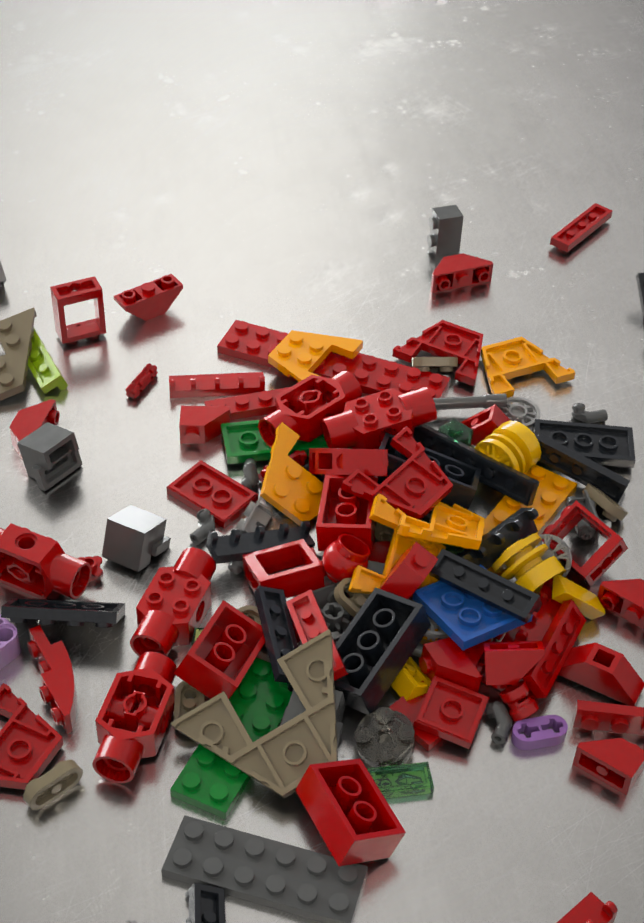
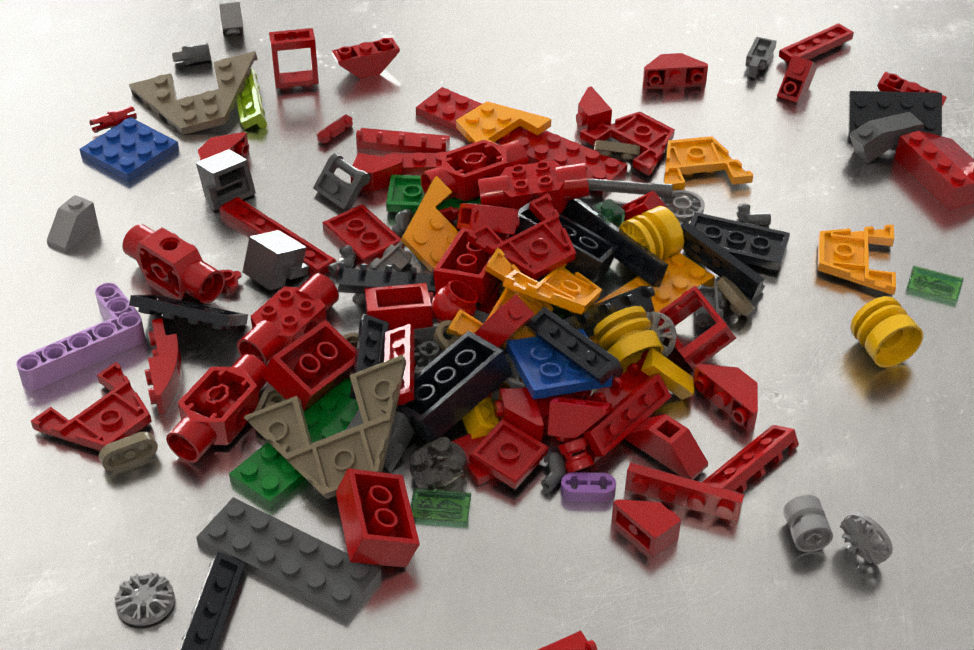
camera: 15 degrees right, 0 degrees up
(109, 503) = (258, 223): none -> red tile
(170, 447) = (335, 187): none -> dark grey plate
(398, 325) = (593, 110): none -> red slope
(445, 229) = (673, 29): dark grey brick -> none
(533, 245) = (759, 55): none -> dark grey hinge
(578, 266) = (797, 79): none -> red slope

